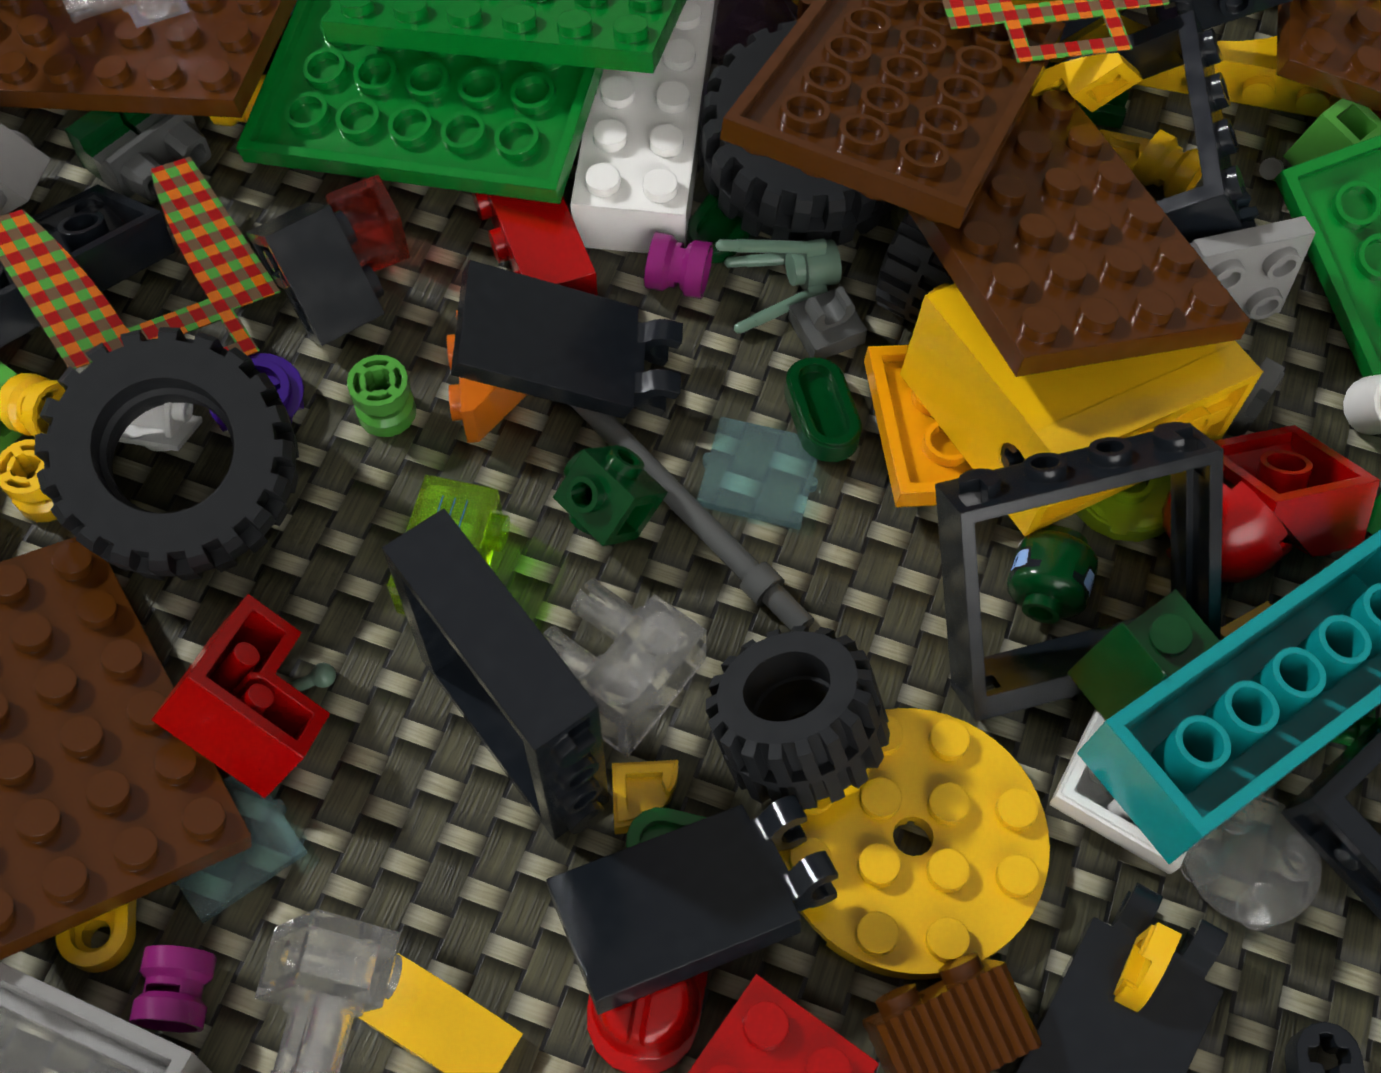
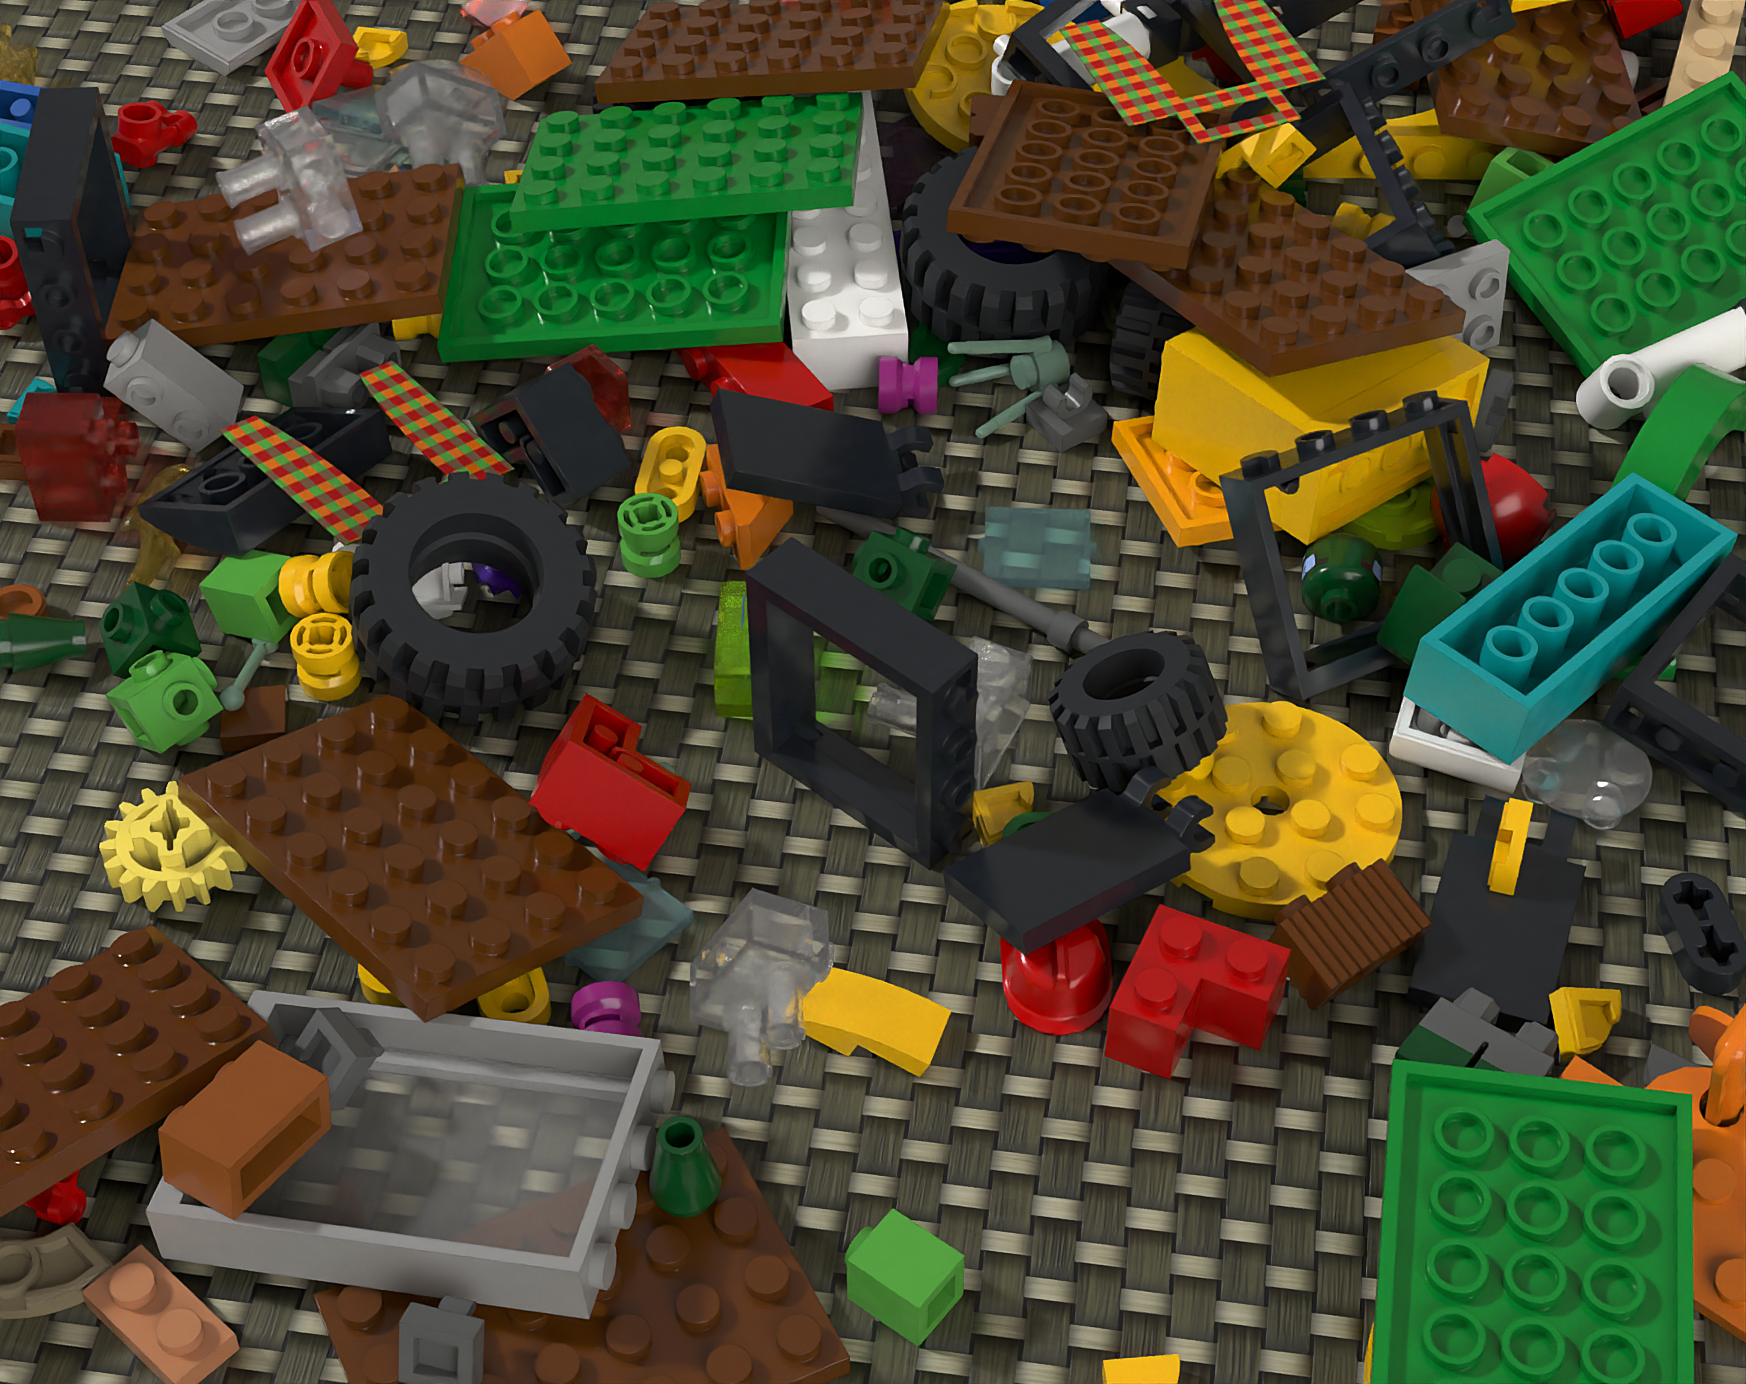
camera: 10 degrees left, 15 degrees down
(420, 332) = (673, 467): none -> yellow plate
(822, 409) = (1083, 483): dark green tile -> none
(1306, 484) = (1567, 463): red slope -> none

